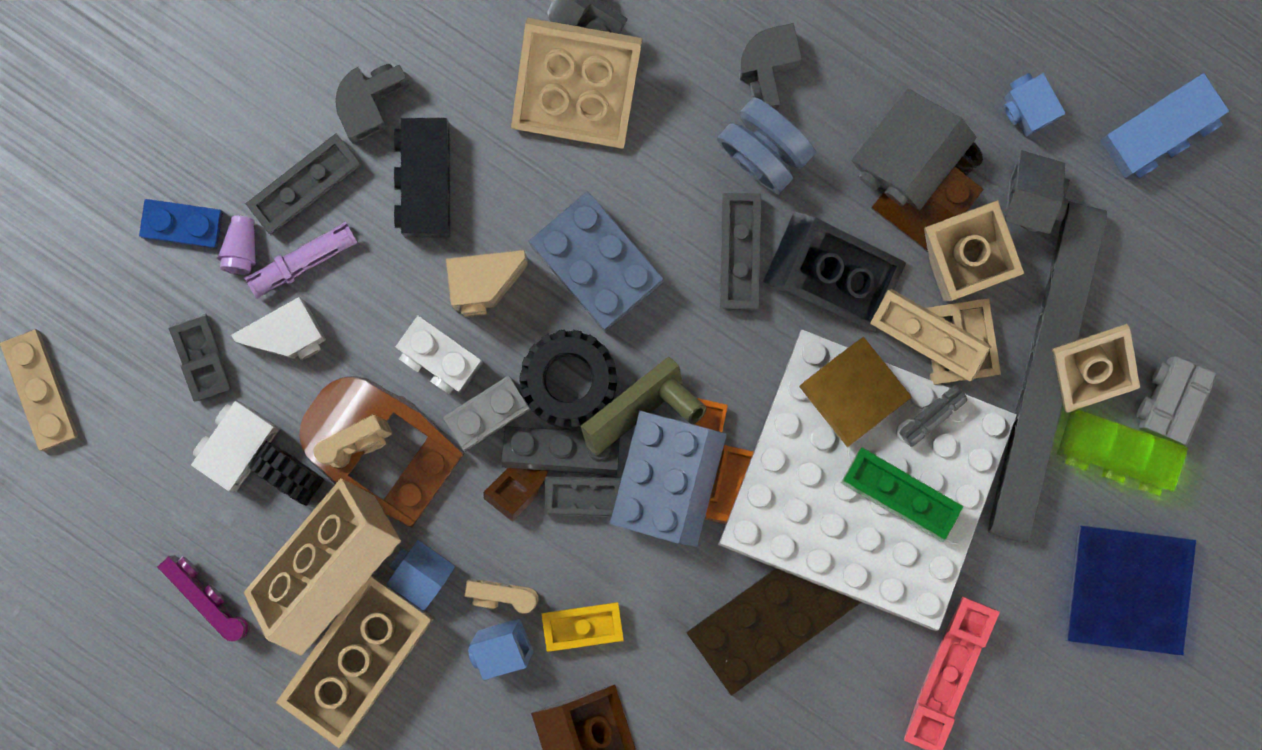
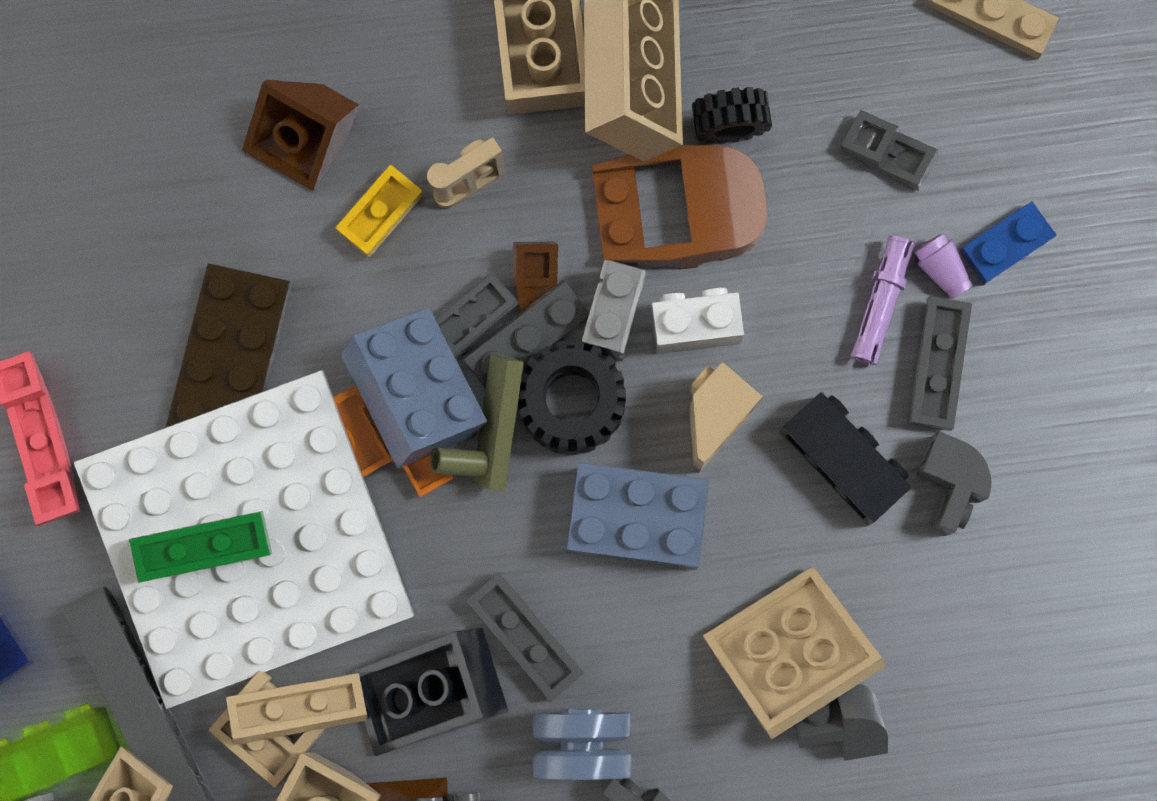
camera: 140 degrees right, 5 degrees down
(233, 445) = (795, 101): white brick -> none
(285, 332) = (839, 229): white slope -> none
(361, 436) = (697, 184): tan plate -> none
(419, 574) = (549, 132): medium blue brick -> none
(500, 649) = (428, 131): medium blue brick -> none
(855, 391) = (317, 600): pearl gold slope -> none
(933, 416) = (233, 640): dark grey axle -> none

